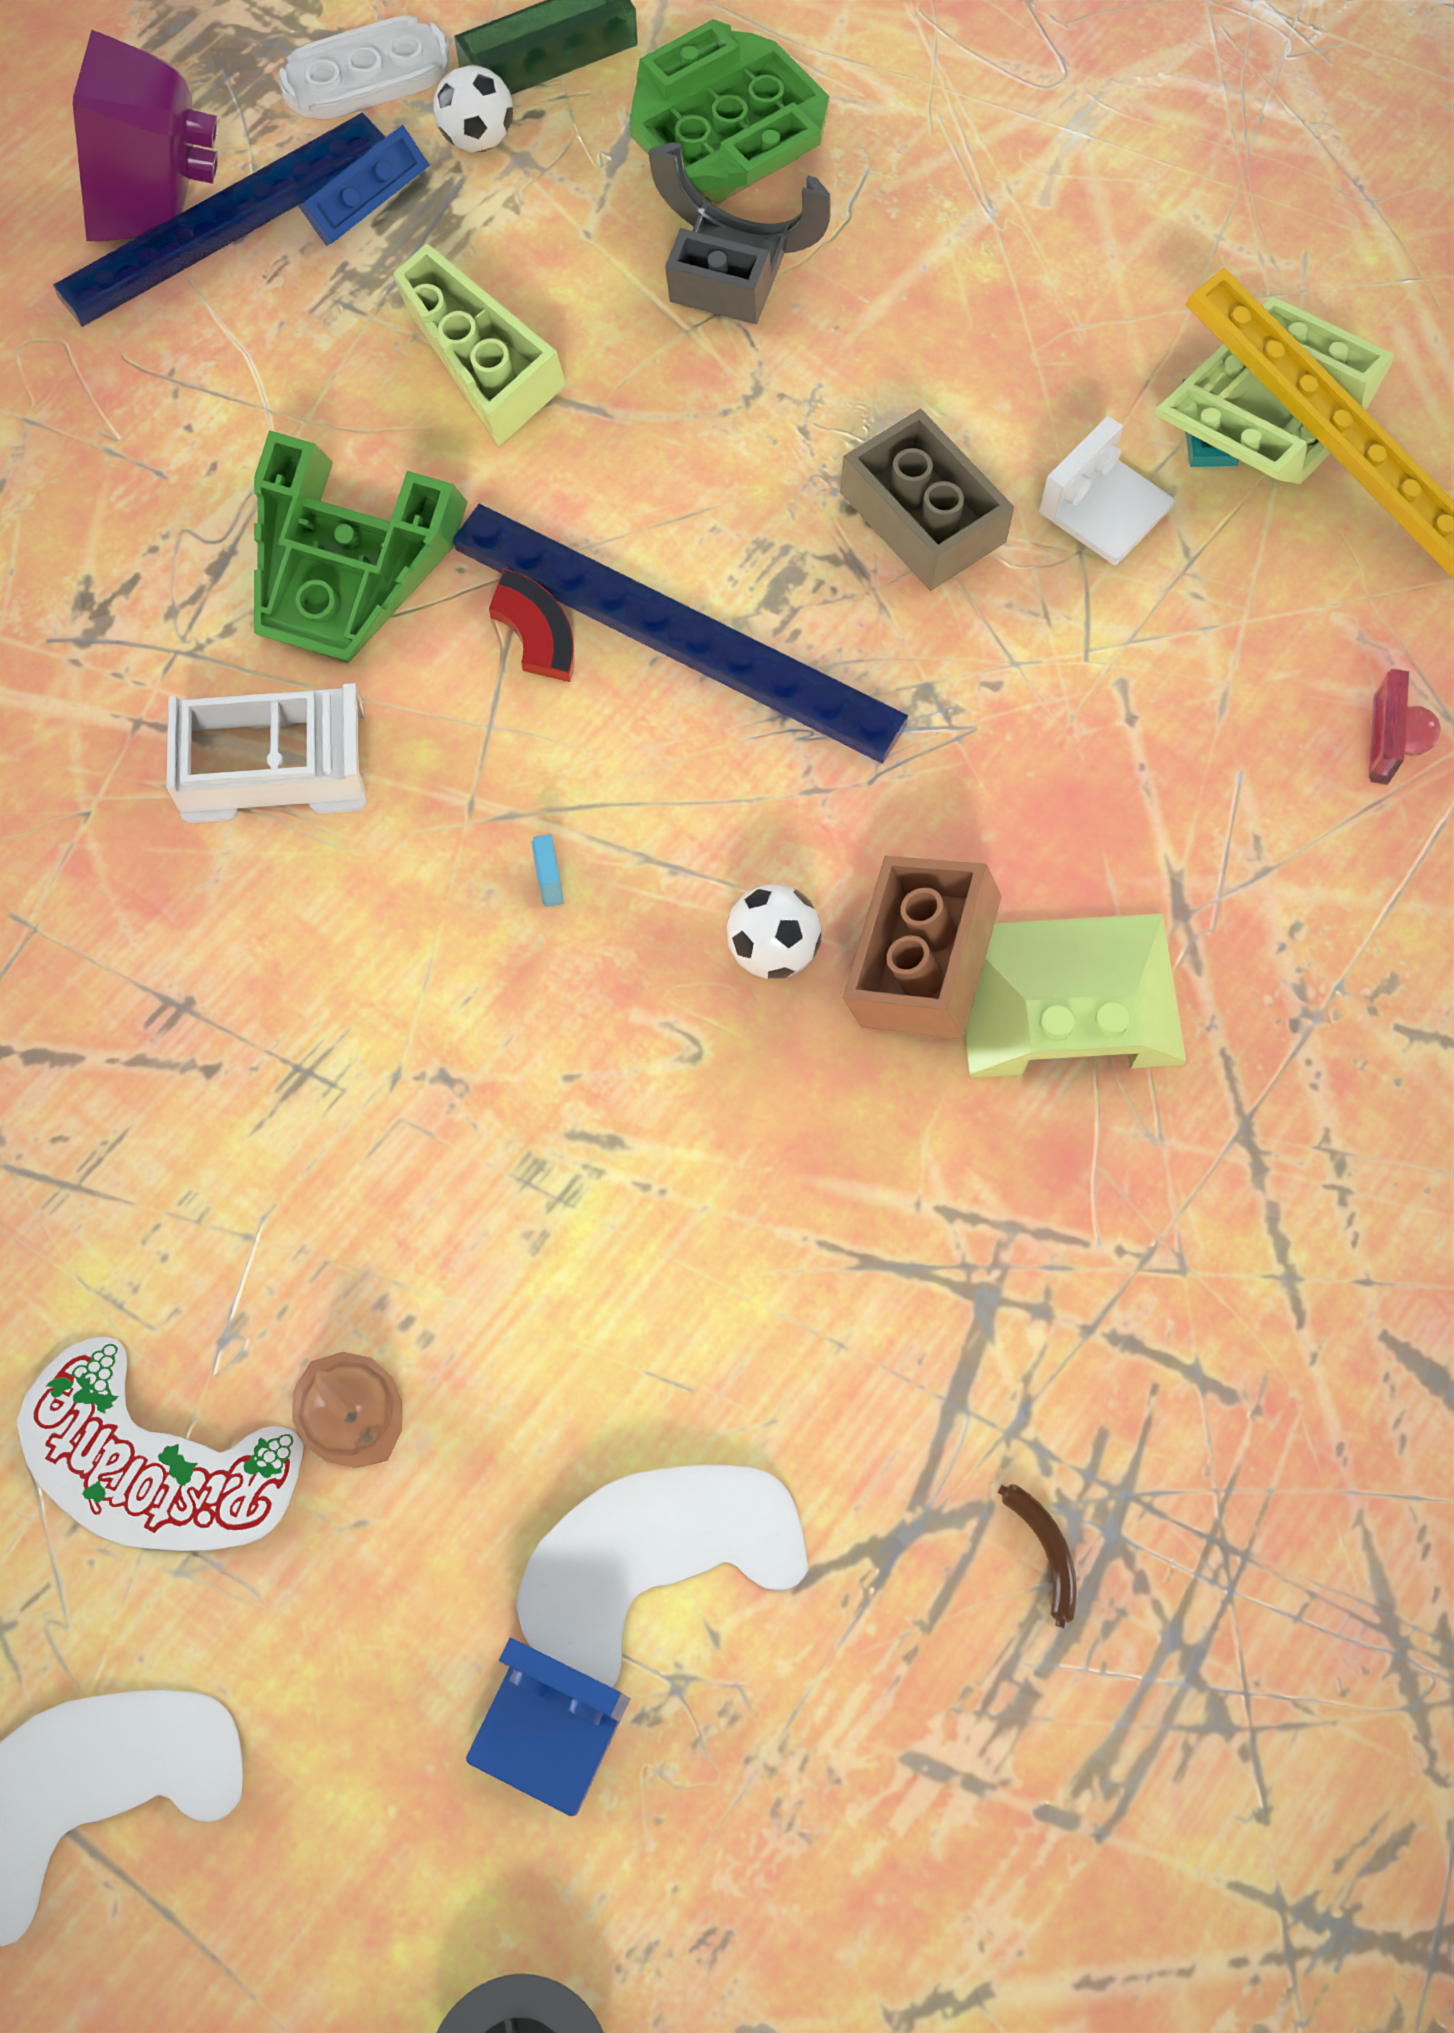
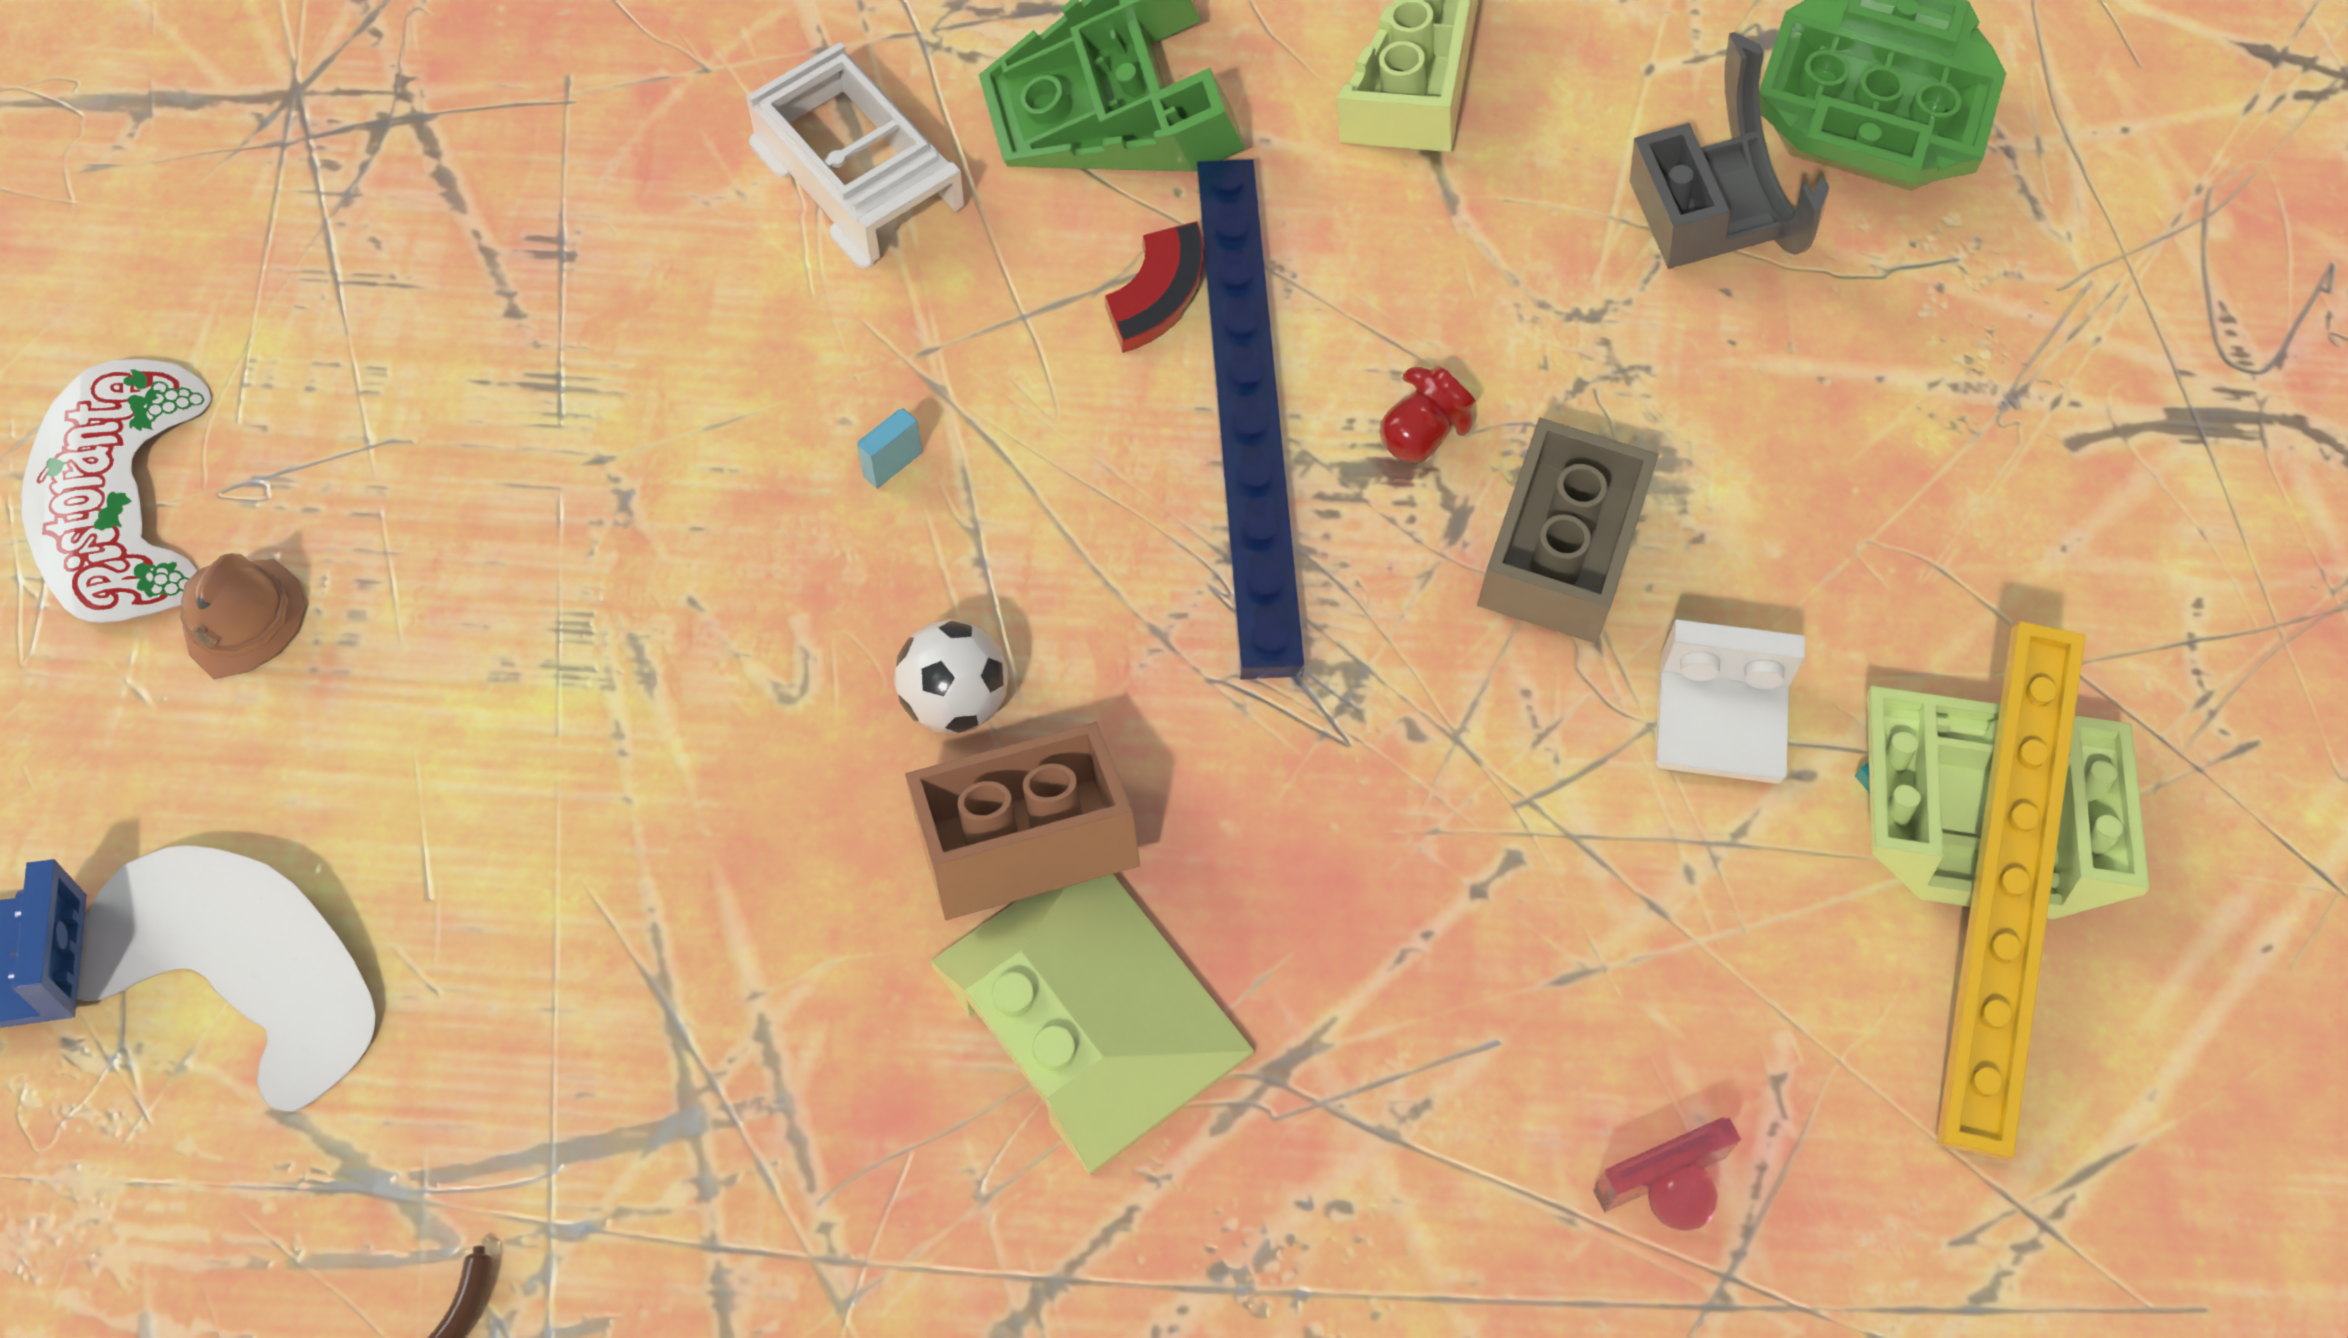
camera: 55 degrees right, 5 degrees down
(775, 528) = (1423, 419): none -> red animal

